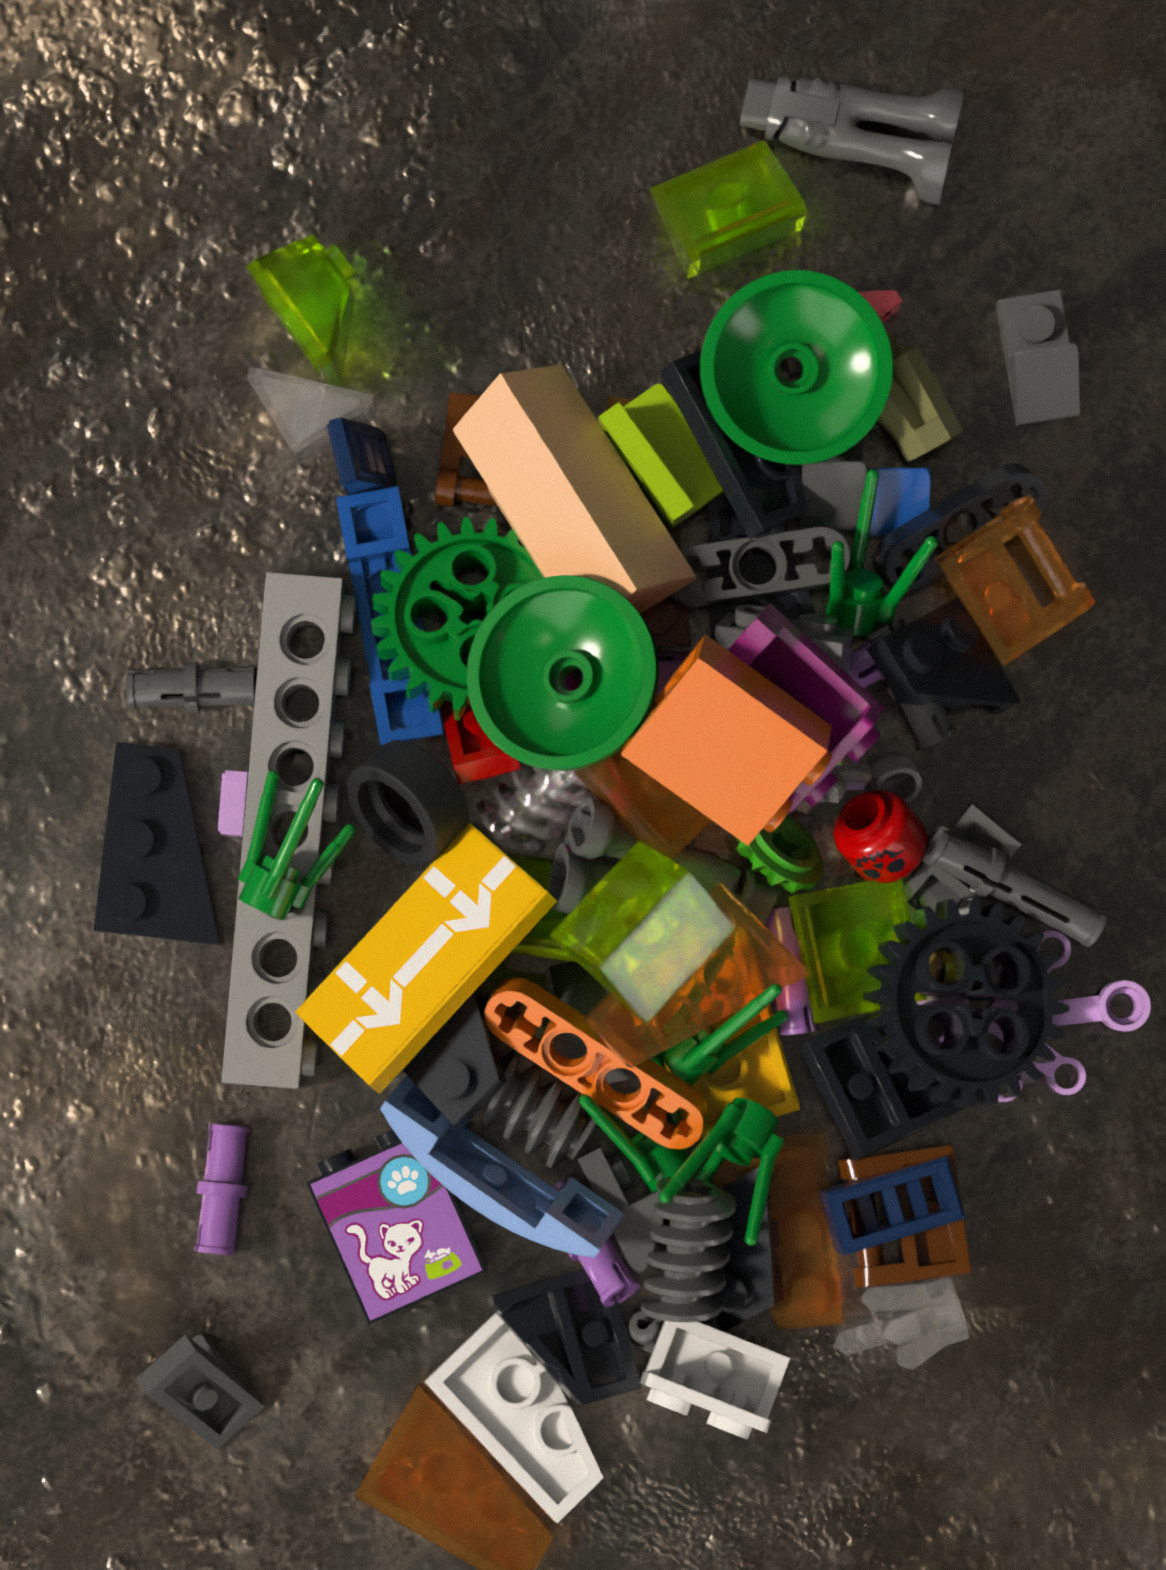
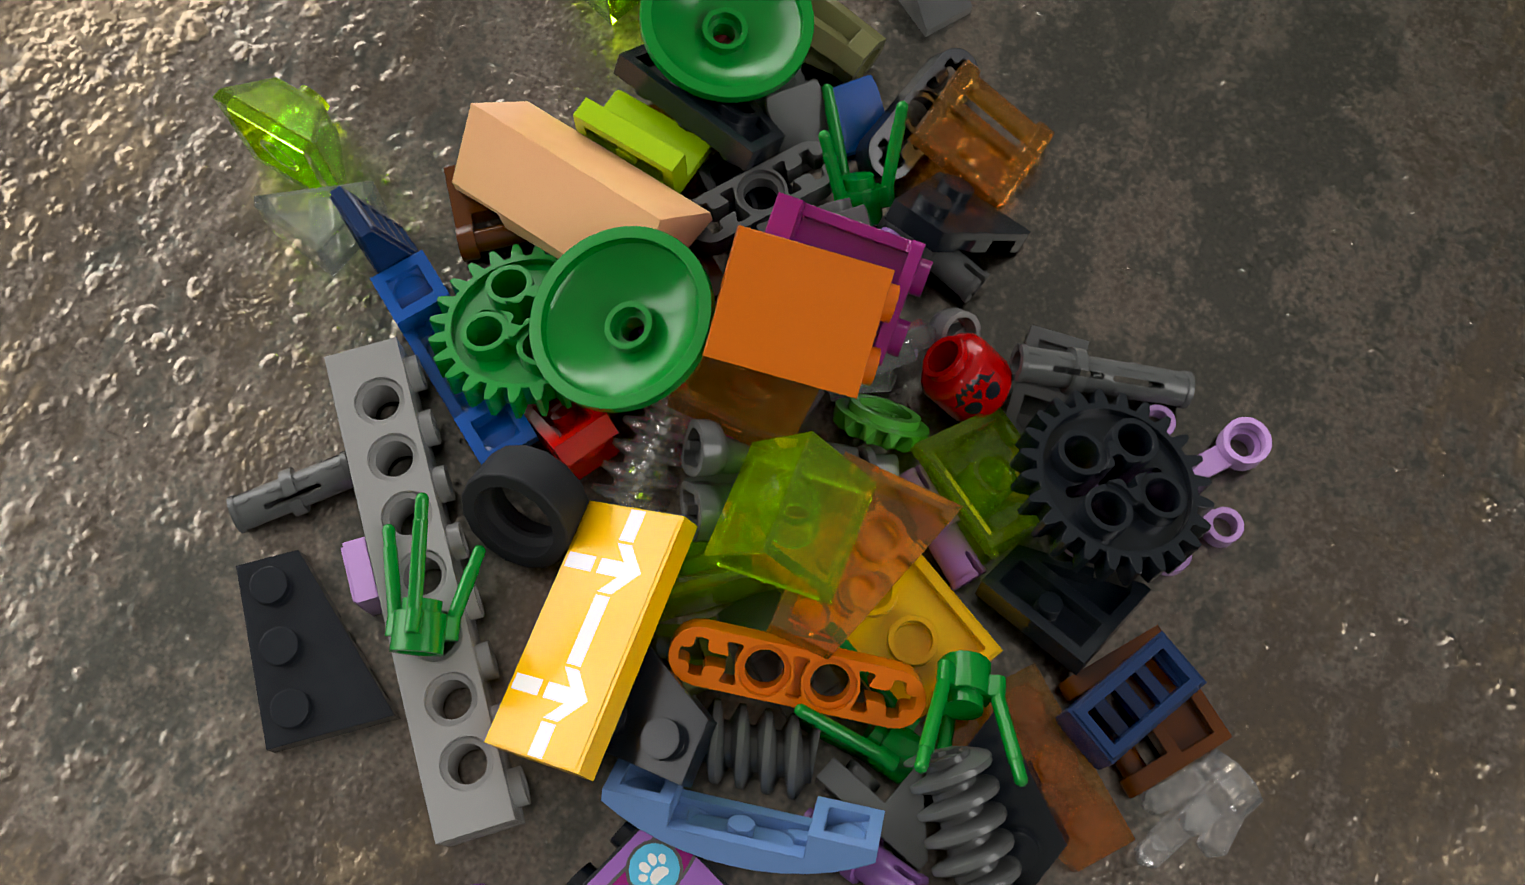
camera: 25 degrees left, 15 degrees down
(708, 1049) = (890, 625): green plant -> none

